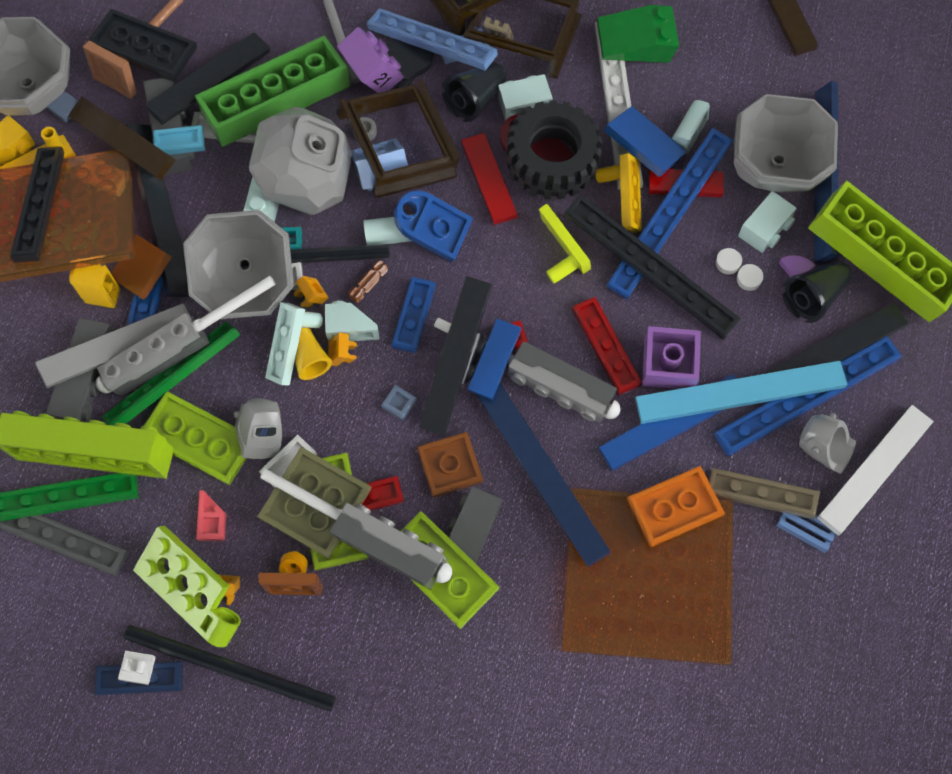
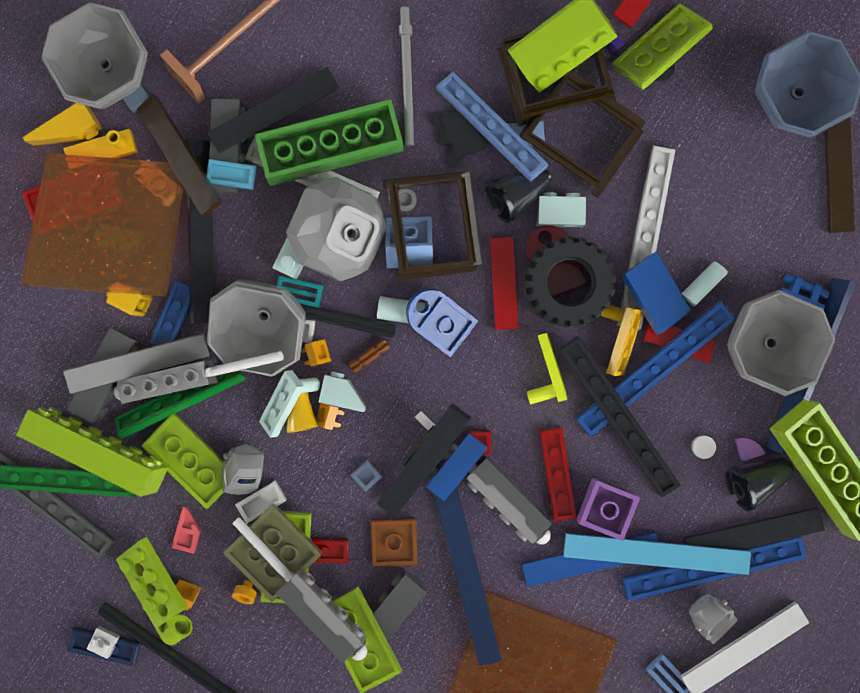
camera: 15 degrees right, 20 degrees up
(37, 205) = (91, 211): black tile -> none
(142, 271) = (180, 292): dark orange tile -> none
(144, 44) = (217, 59): black tile -> none
(291, 583) = (237, 614): dark orange tile -> none
(370, 60) = (427, 138): medium lavender brick -> none
(413, 315) = (400, 398): blue tile -> none
(497, 29) = (556, 136): dark tan tile -> none
(639, 34) = (688, 175): green slope -> none
(675, 506) = (567, 635): orange tile -> none
(728, 261) = (690, 426): white tile -> none
(764, 493) = (643, 643): dark tan tile -> none
(767, 222) = (738, 402): light aqua brick -> none

